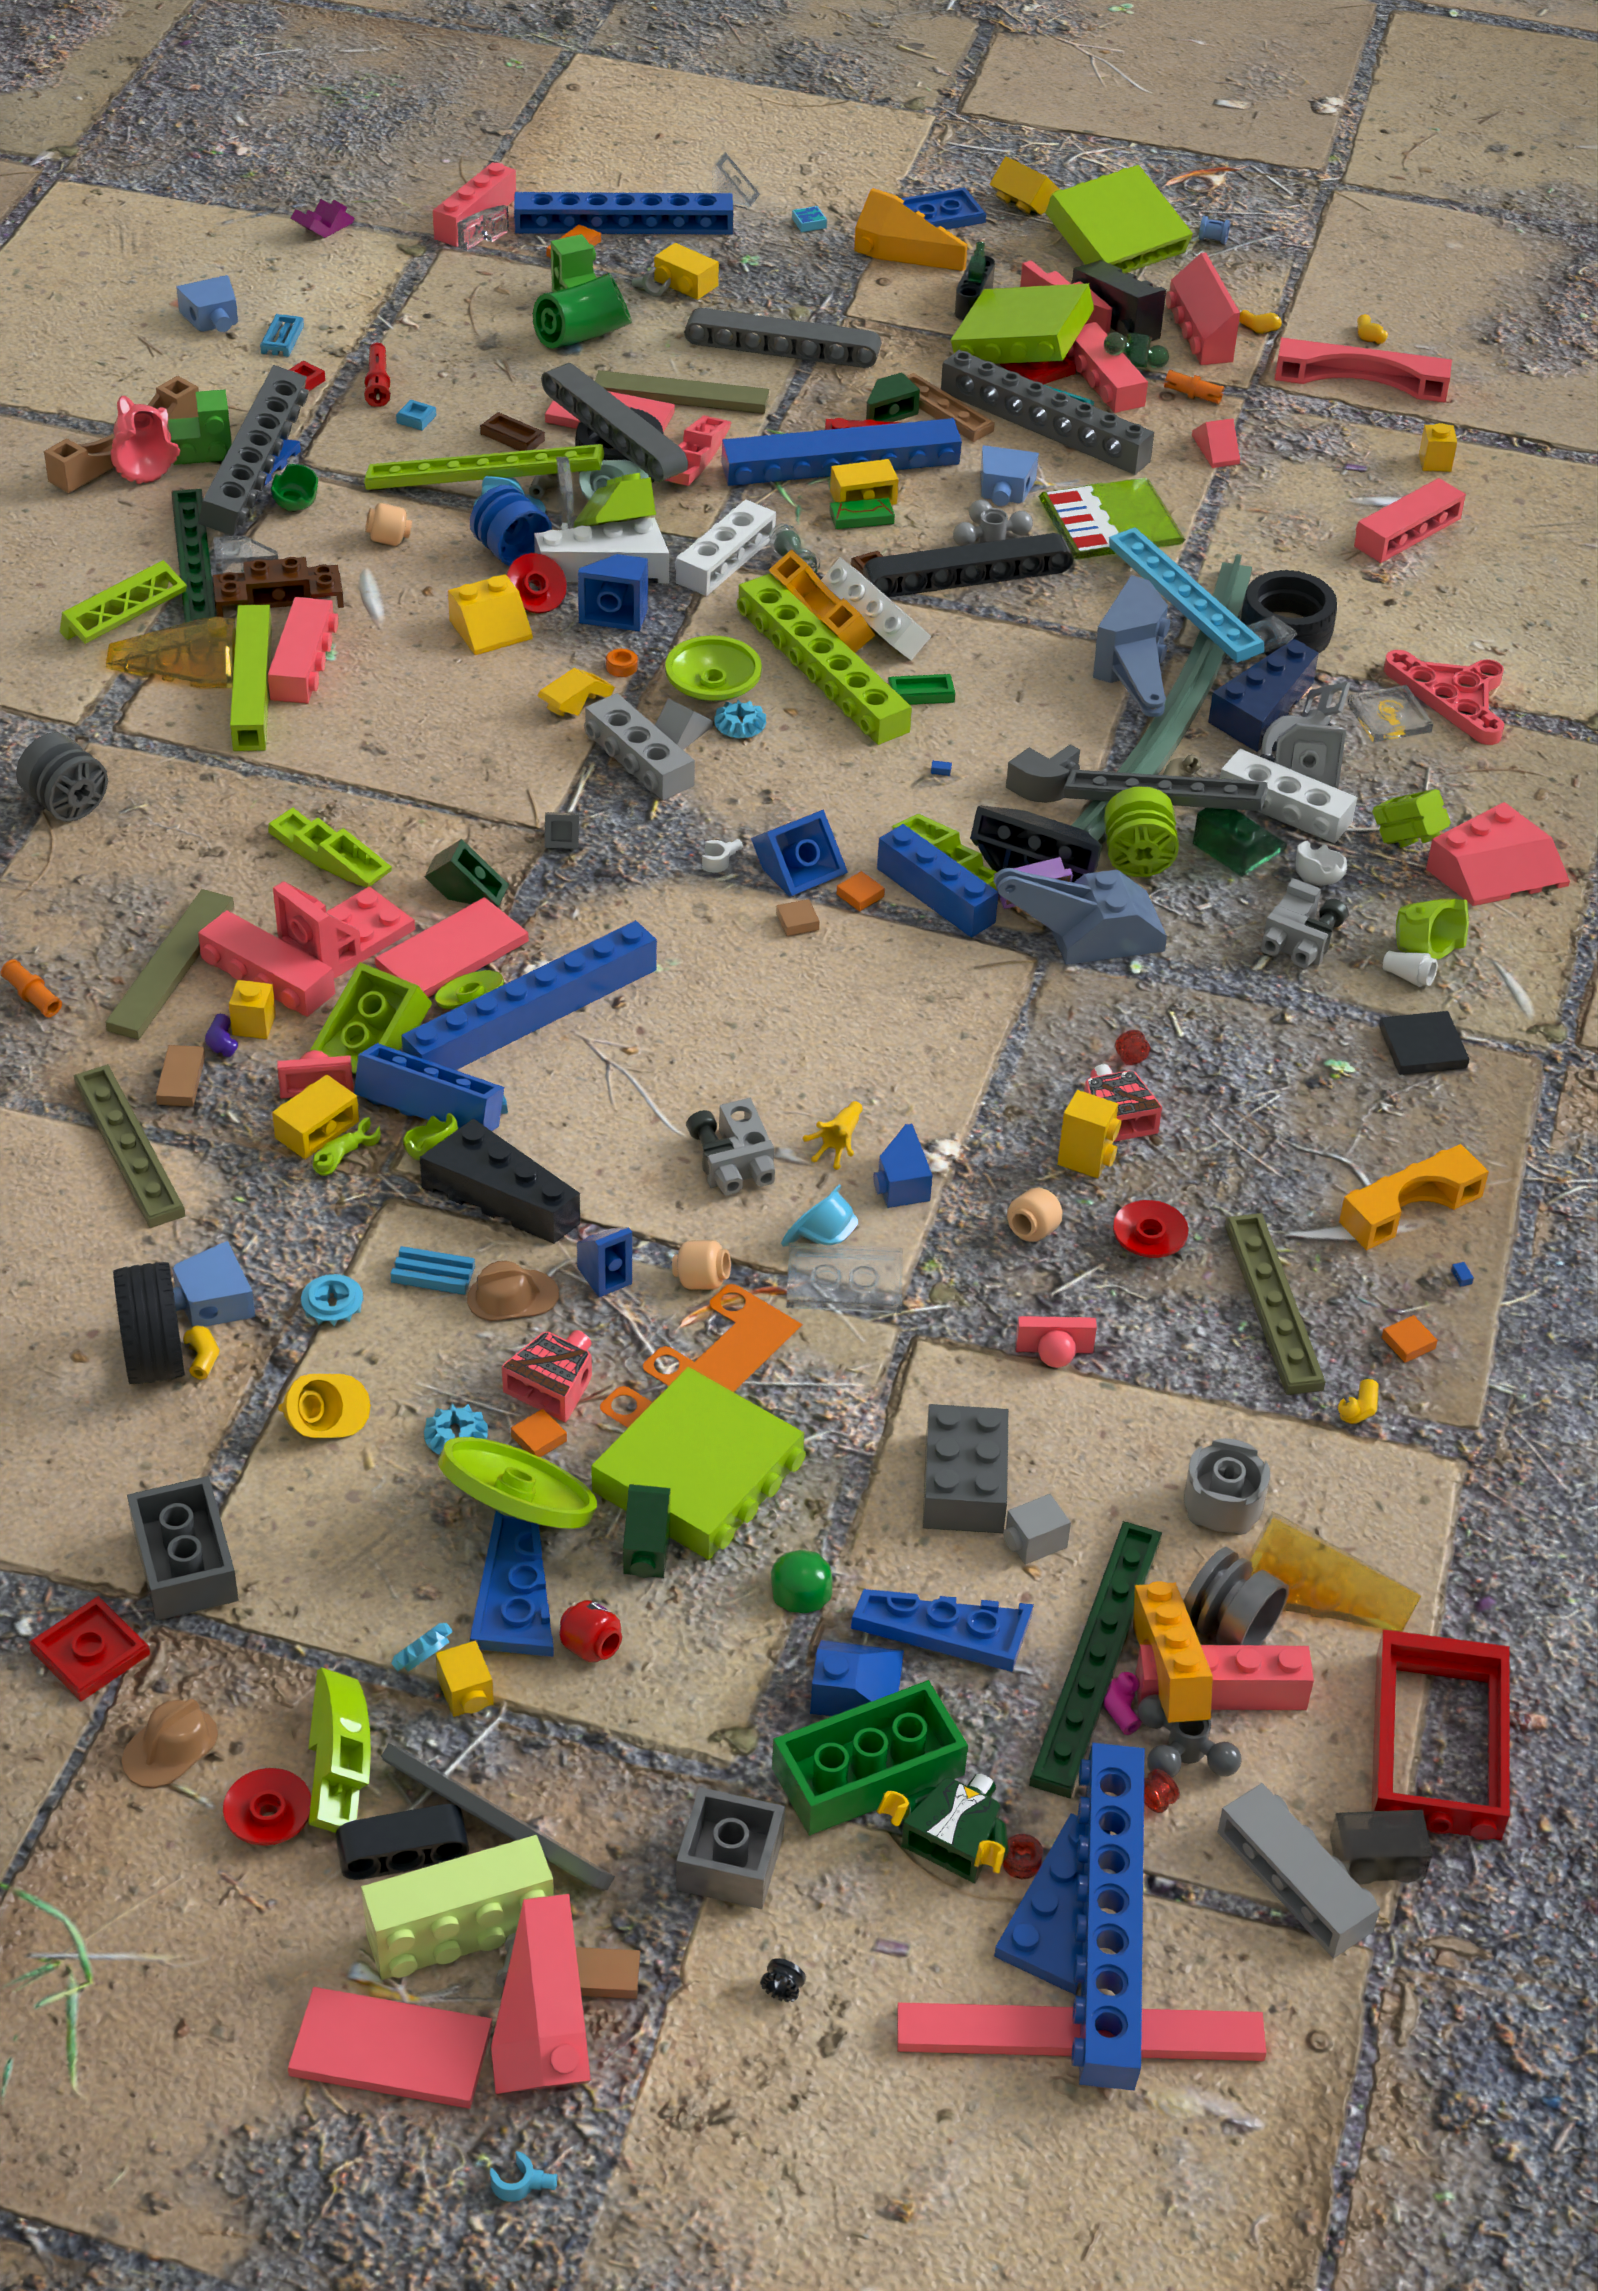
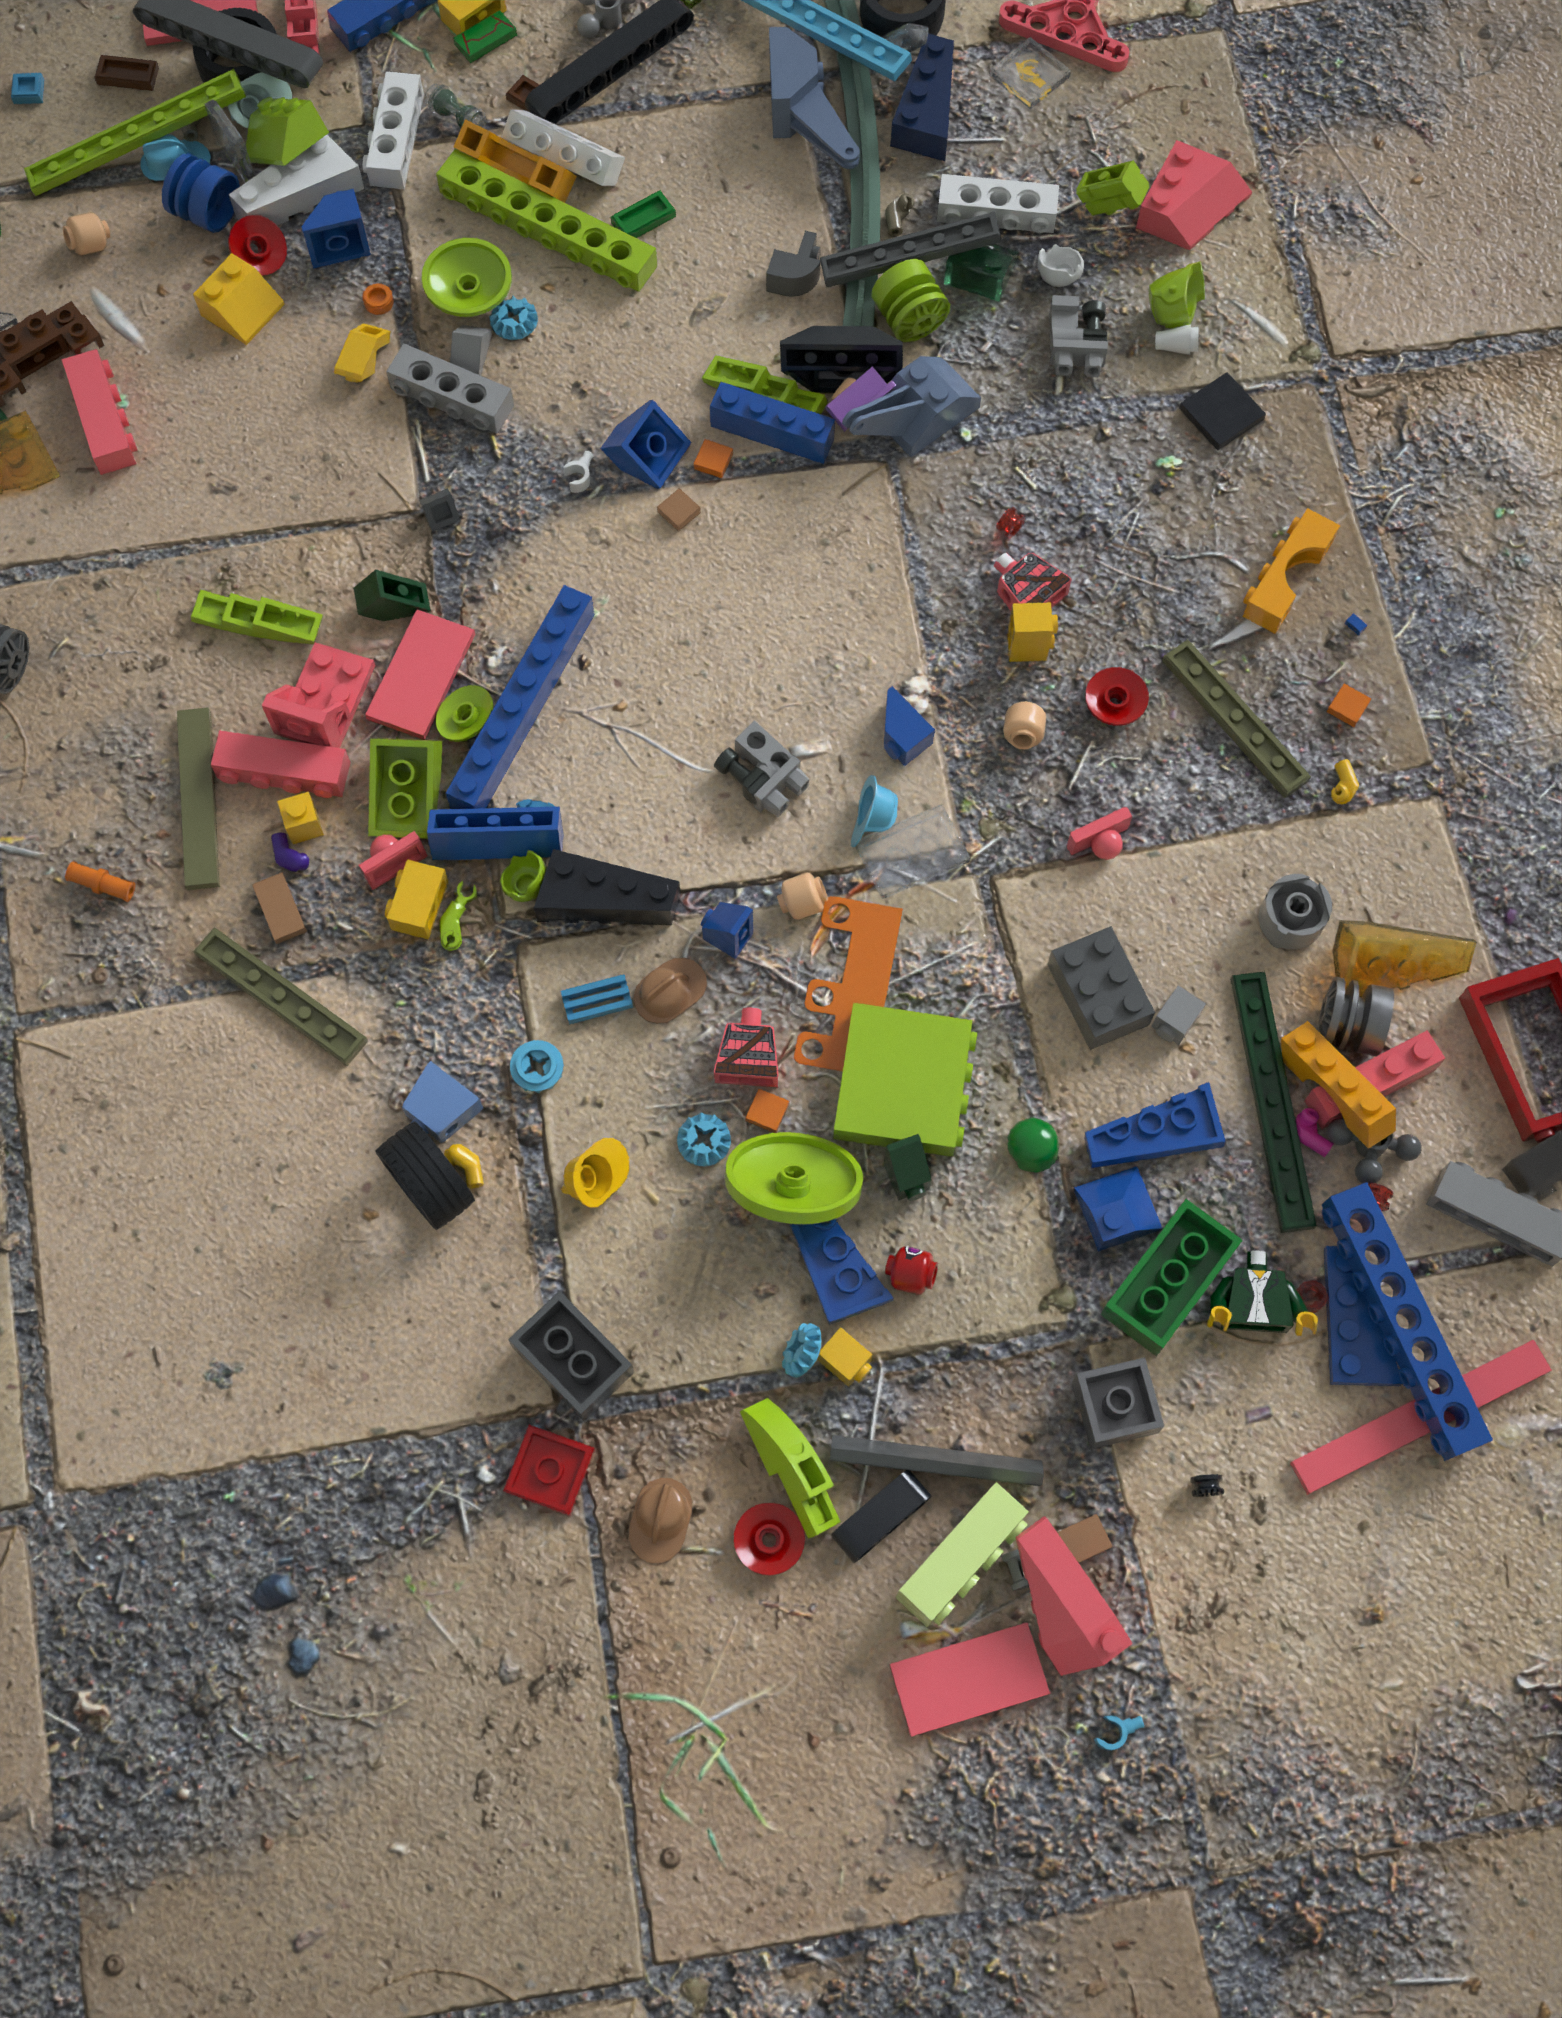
camera: 25 degrees left, 25 degrees up
(250, 678) = (74, 462): lime brick -> none
(837, 1133) = (833, 714): yellow piece -> none
(941, 768) = (705, 295): blue piece -> none
(1313, 751) = (1002, 154): light grey piece -> none
(1316, 716) = (977, 122): light grey piece -> none

